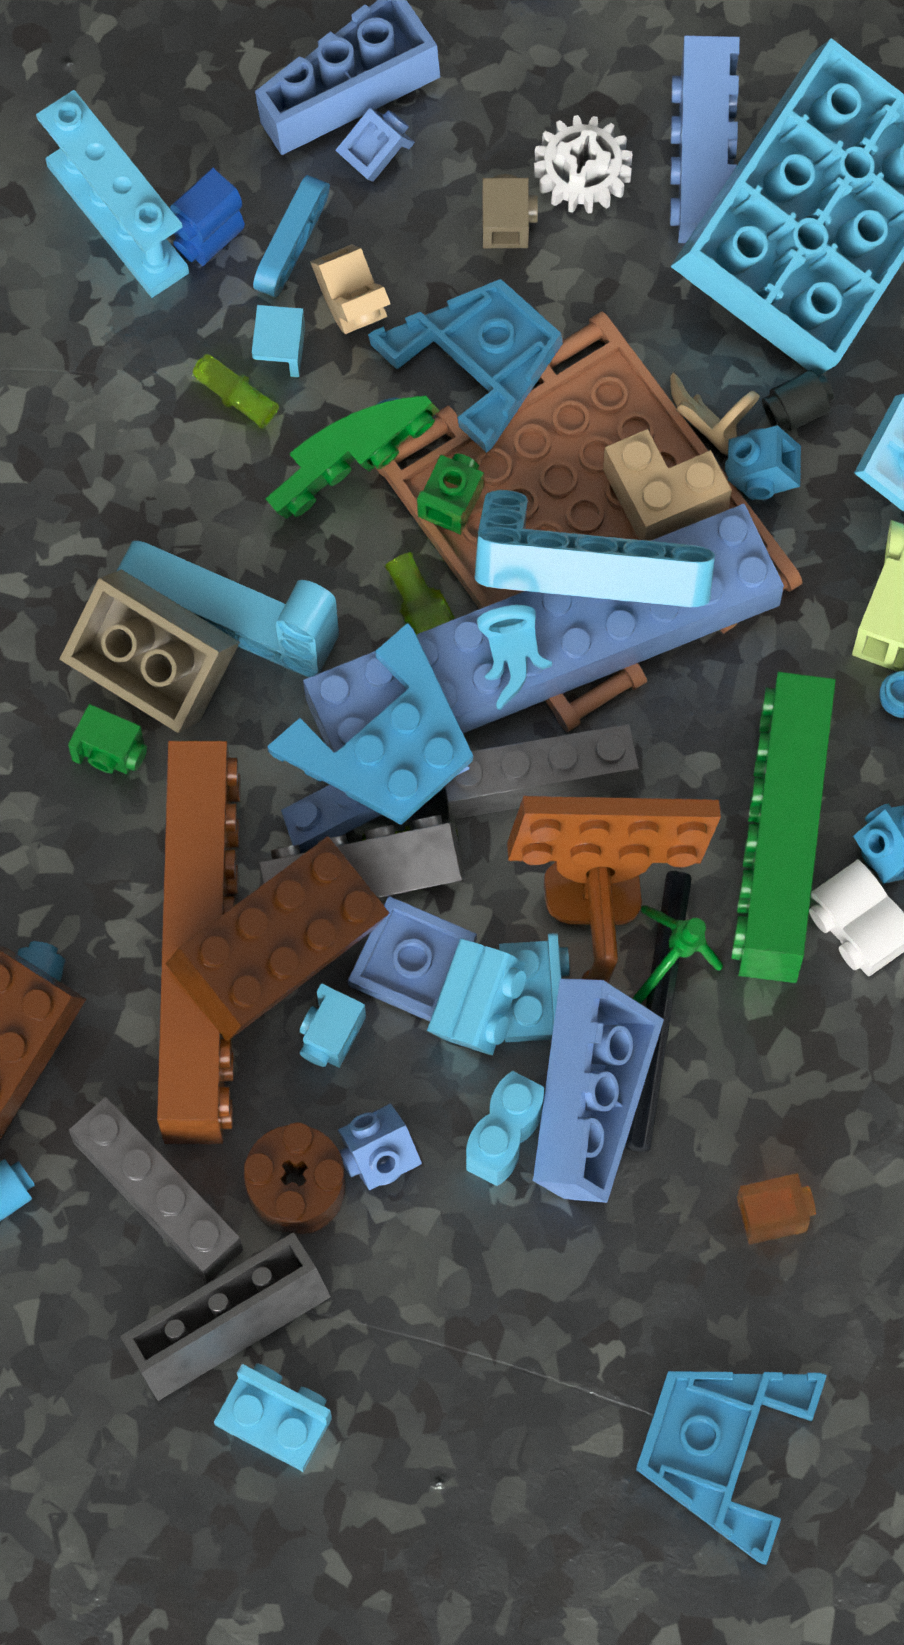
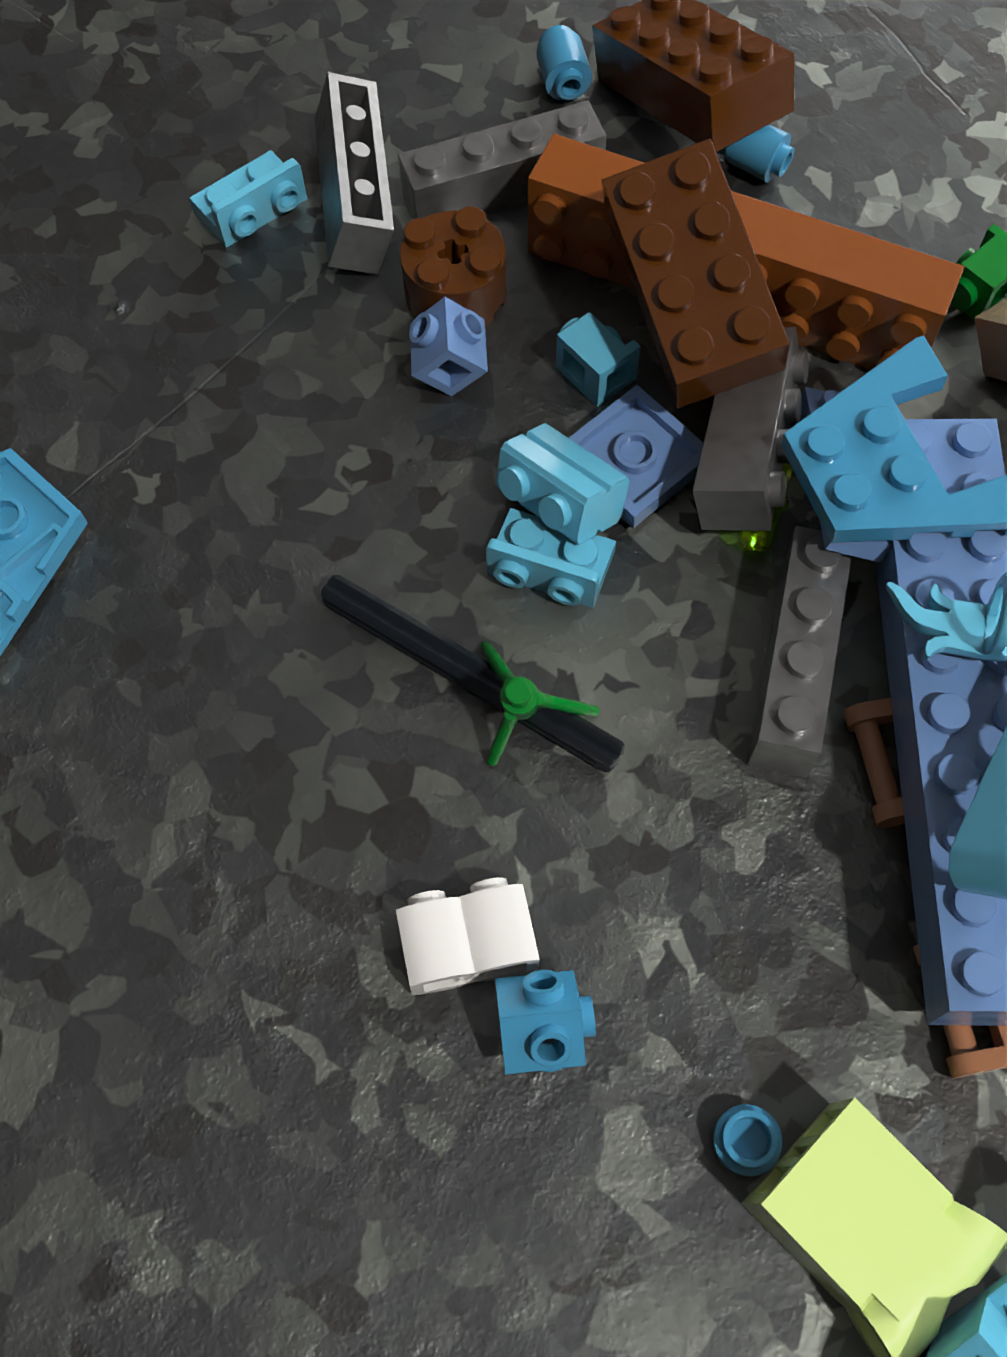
camera: 115 degrees right, 5 degrees down
(512, 1119) = (410, 462): medium azure brick -> none
(592, 1087) = (409, 553): medium blue wedge -> none
(601, 853) = (645, 648): dark orange plate -> none
(775, 1208) = (183, 686): clear orange brick -> none
(787, 816) = (621, 884): green brick -> none

